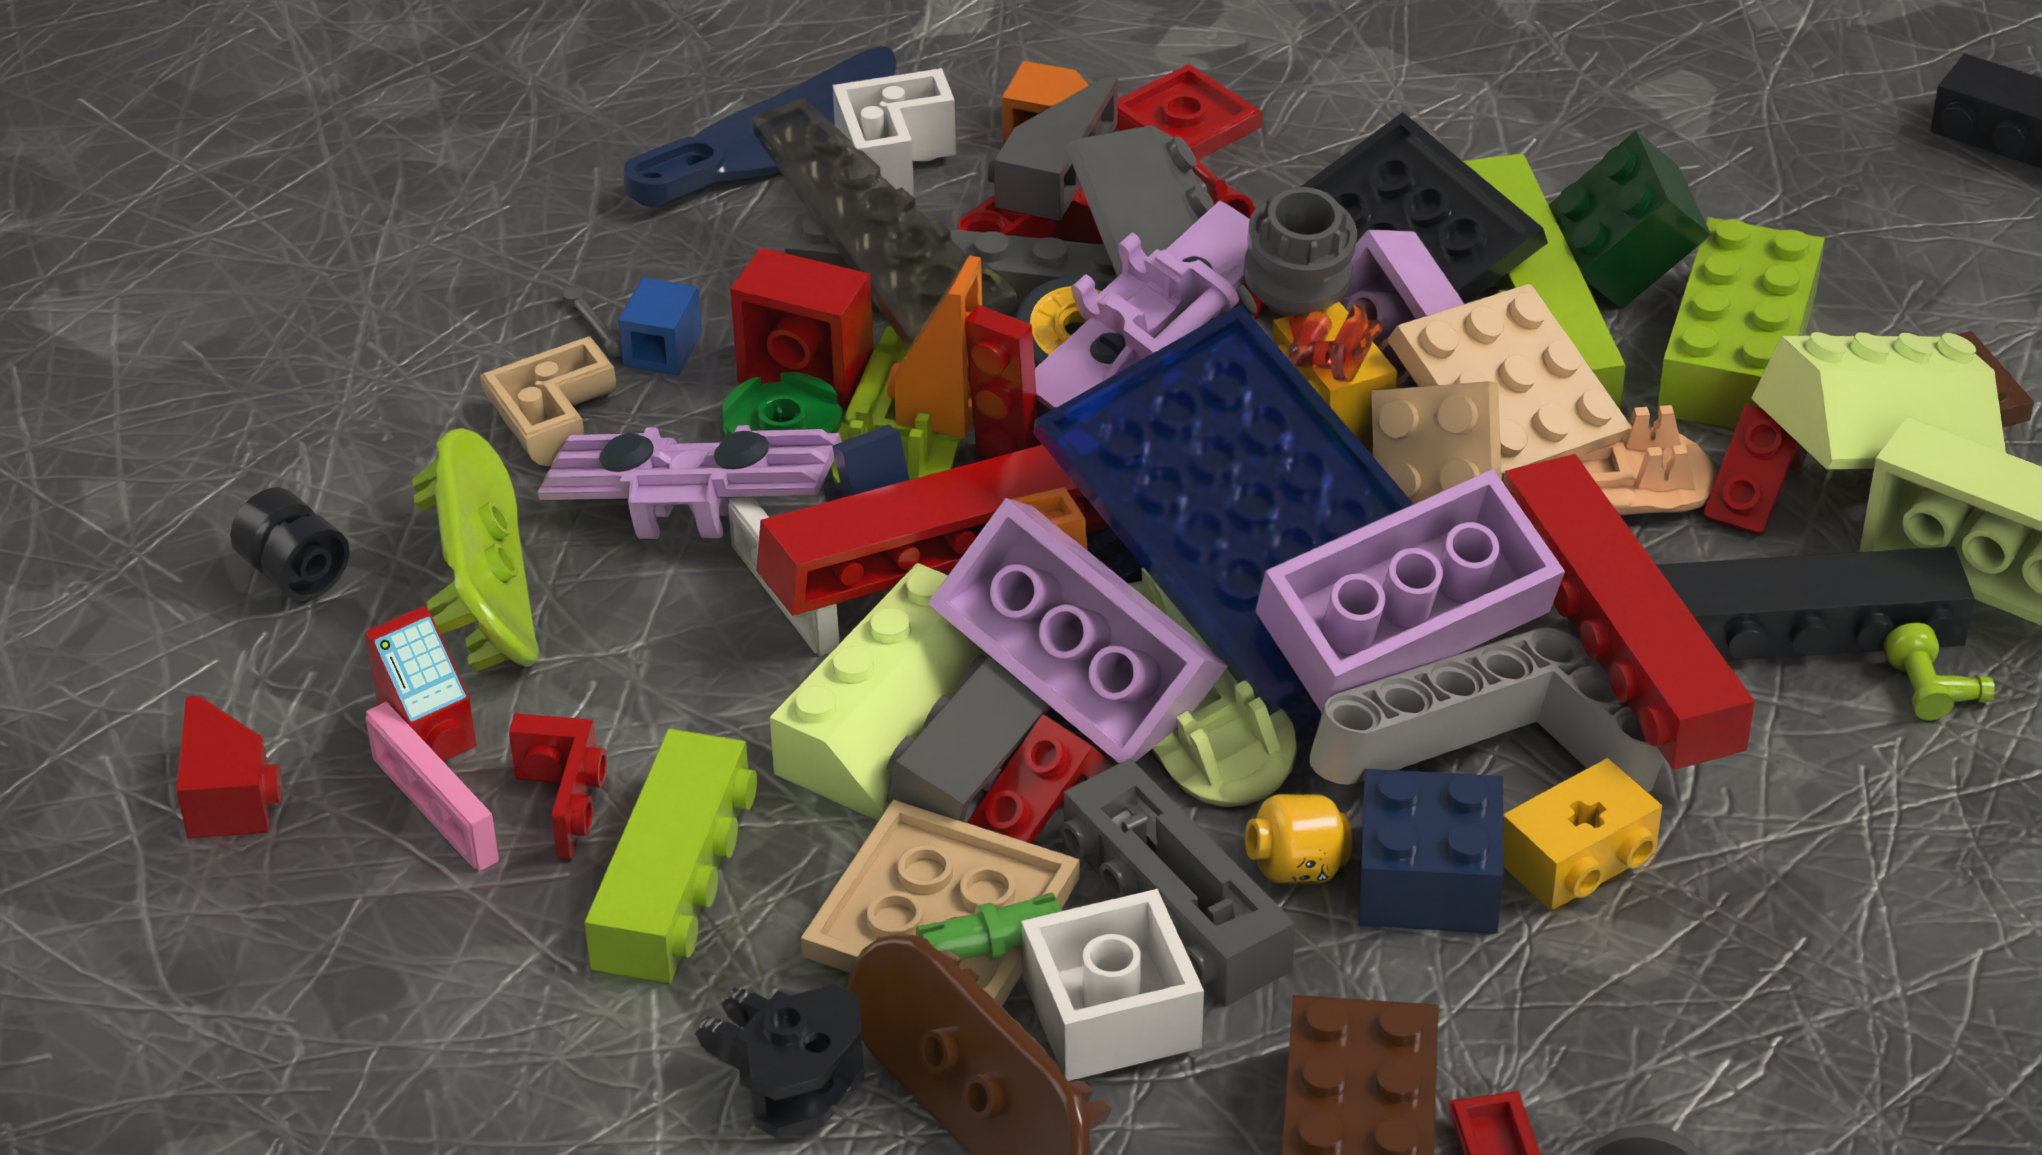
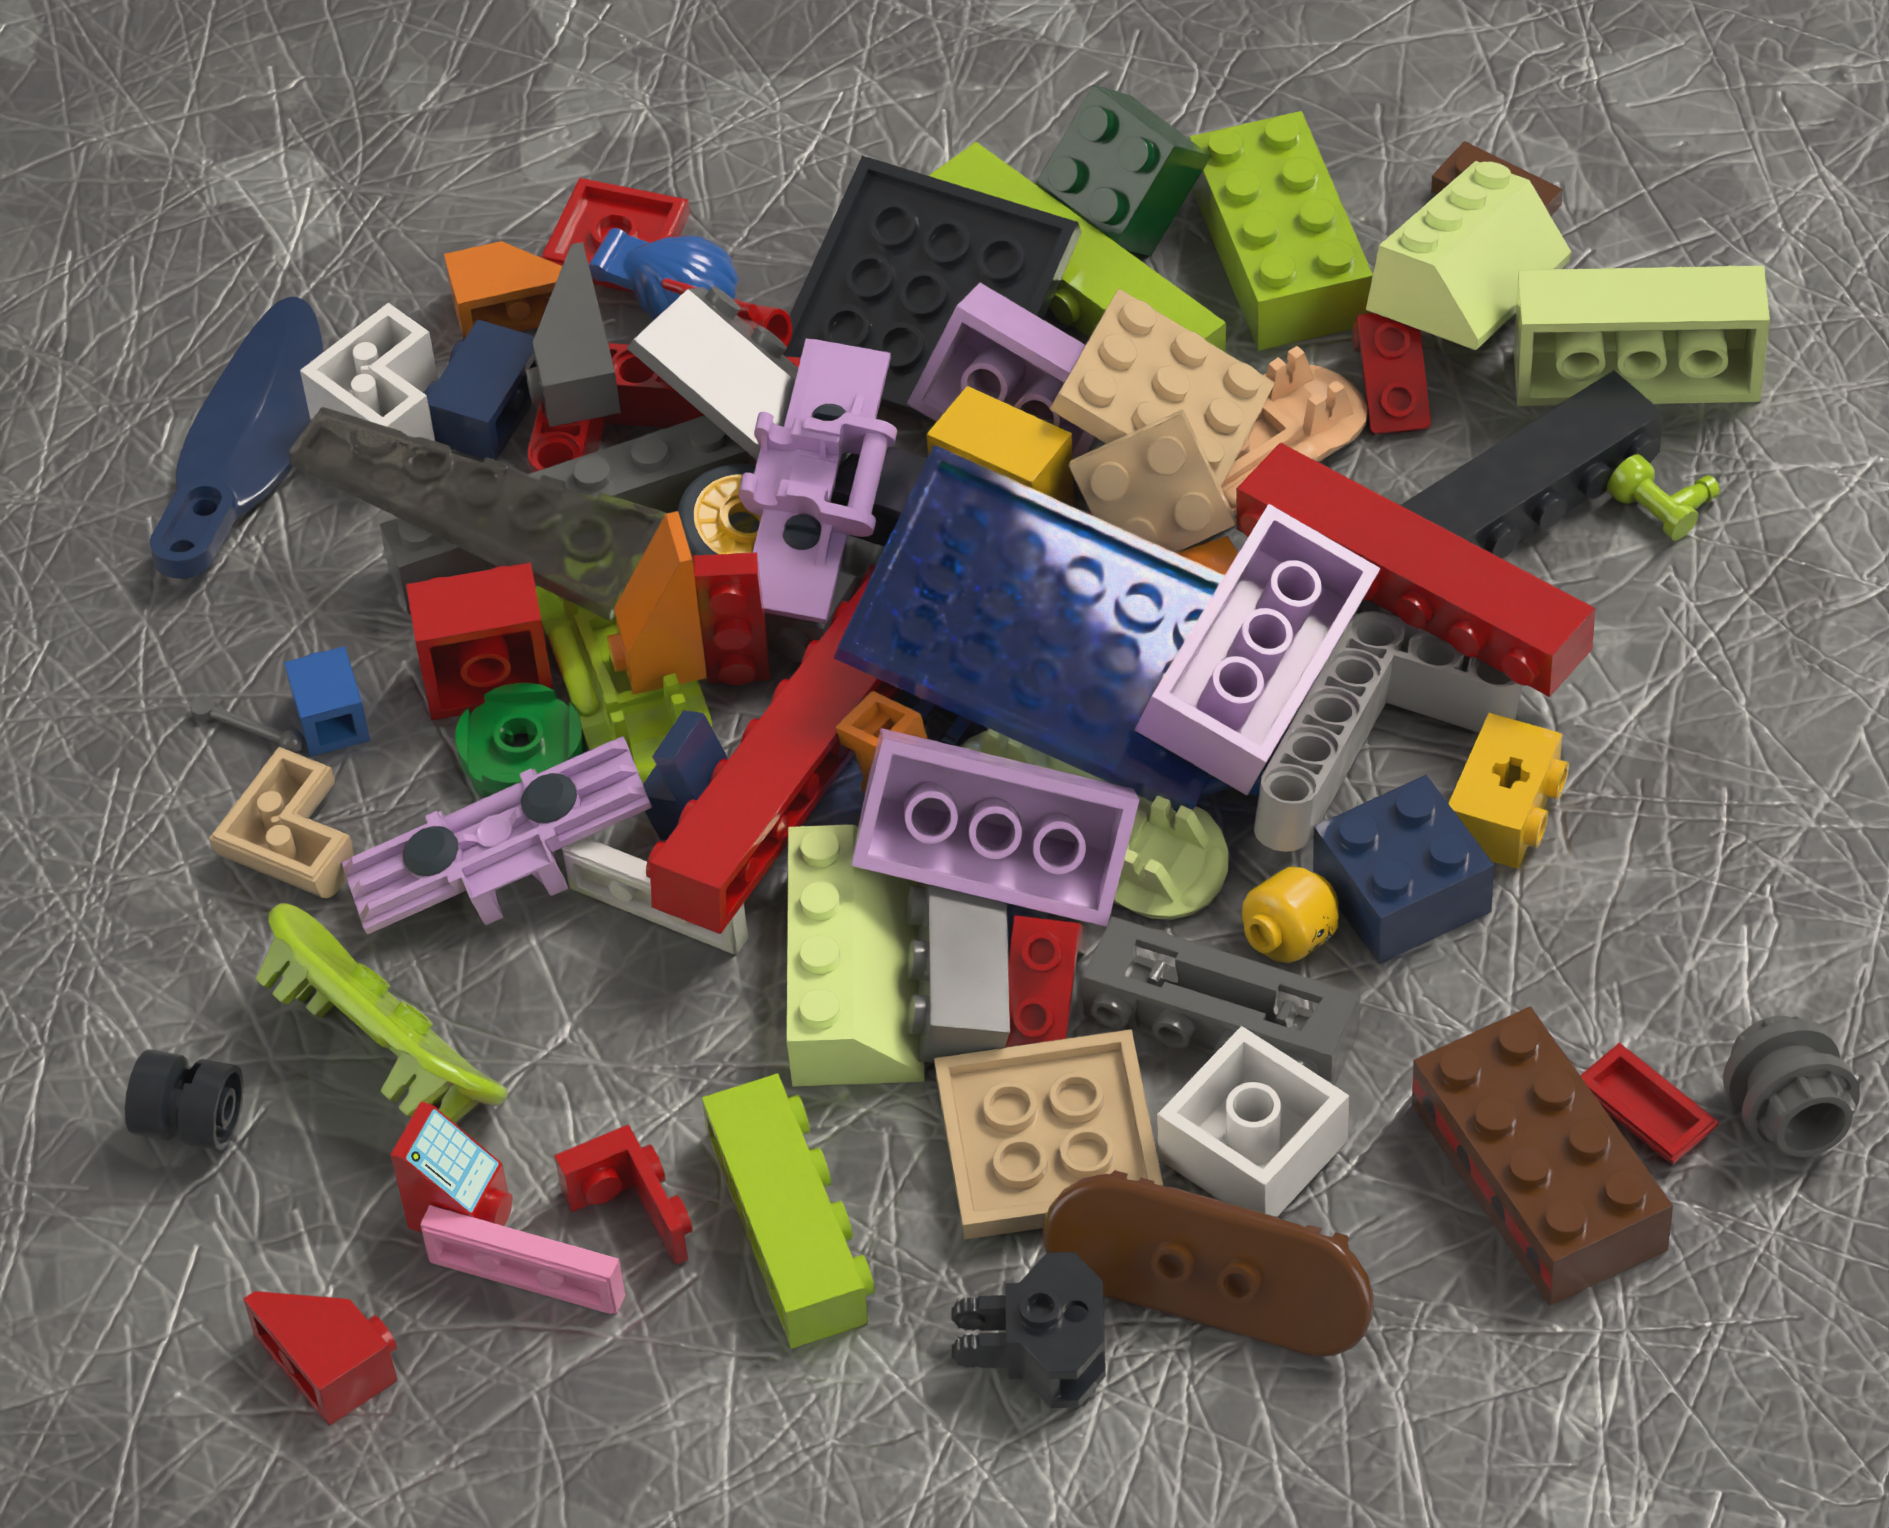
camera: 30 degrees left, 10 degrees up
(954, 171) = (482, 390): none -> dark blue brick
(989, 929) = (1125, 1133): bright green pin -> none
(1212, 142) = (645, 264): none -> blue animal
(1300, 252) = (929, 361): dark grey piece -> none
(1343, 354) = (977, 435): clear red piece -> none

